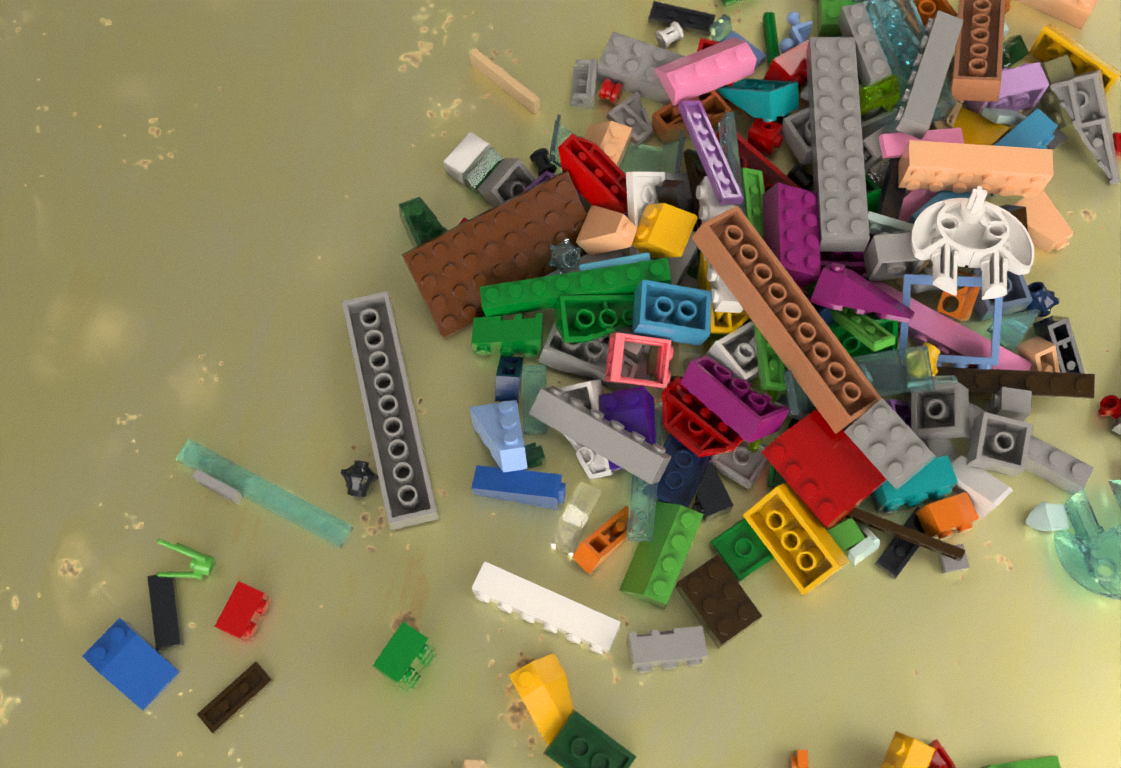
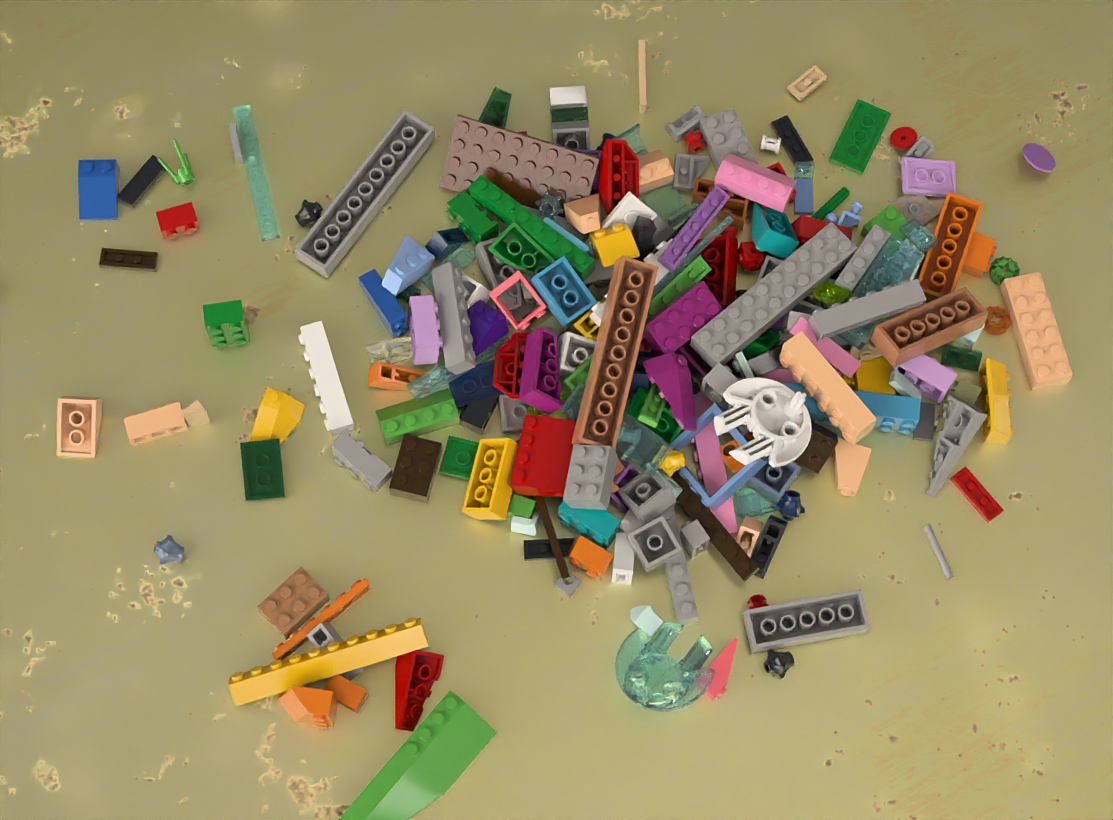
camera: 45 degrees right, 0 degrees up
(587, 471) = (424, 329): none -> lavender brick

